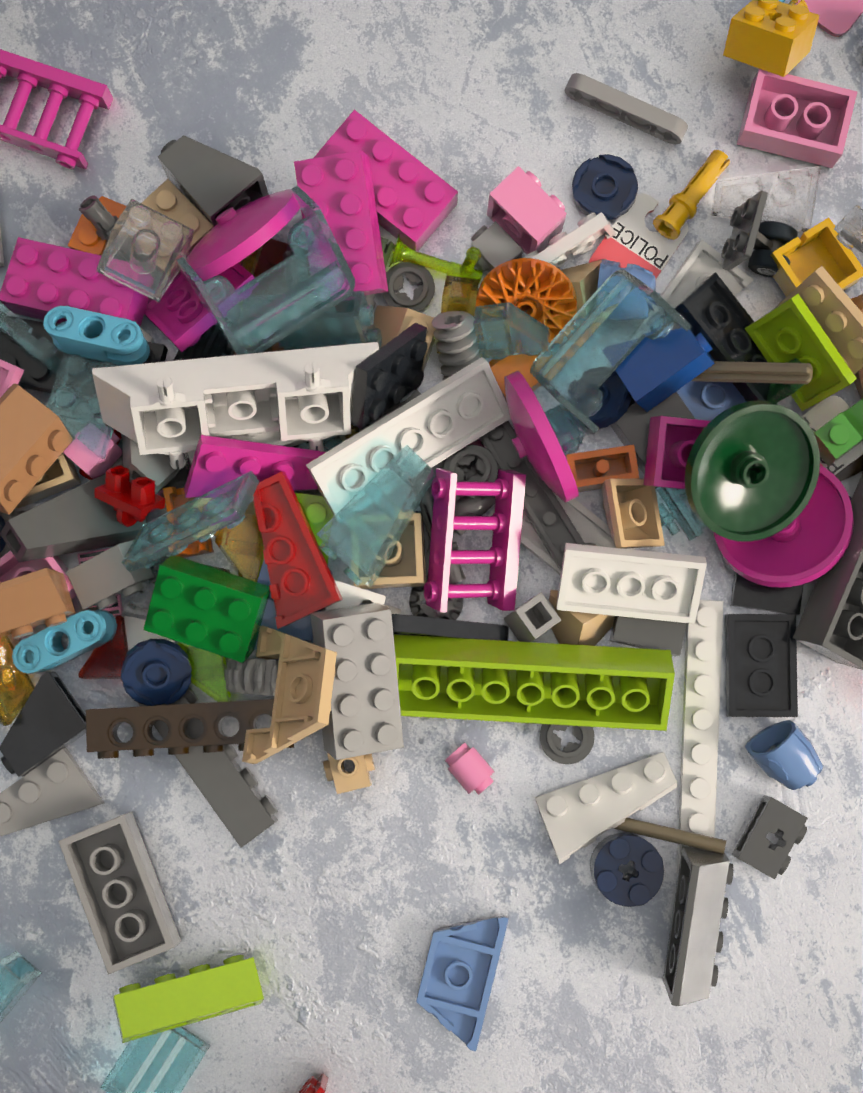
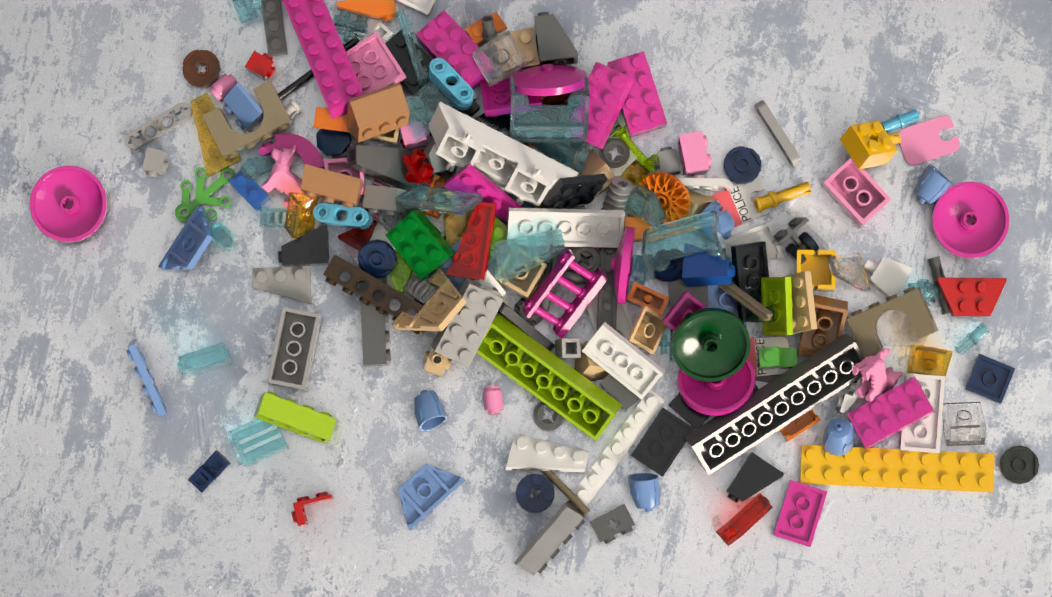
camera: 35 degrees right, 0 degrees up
(385, 849) = (429, 410): none -> medium blue helmet

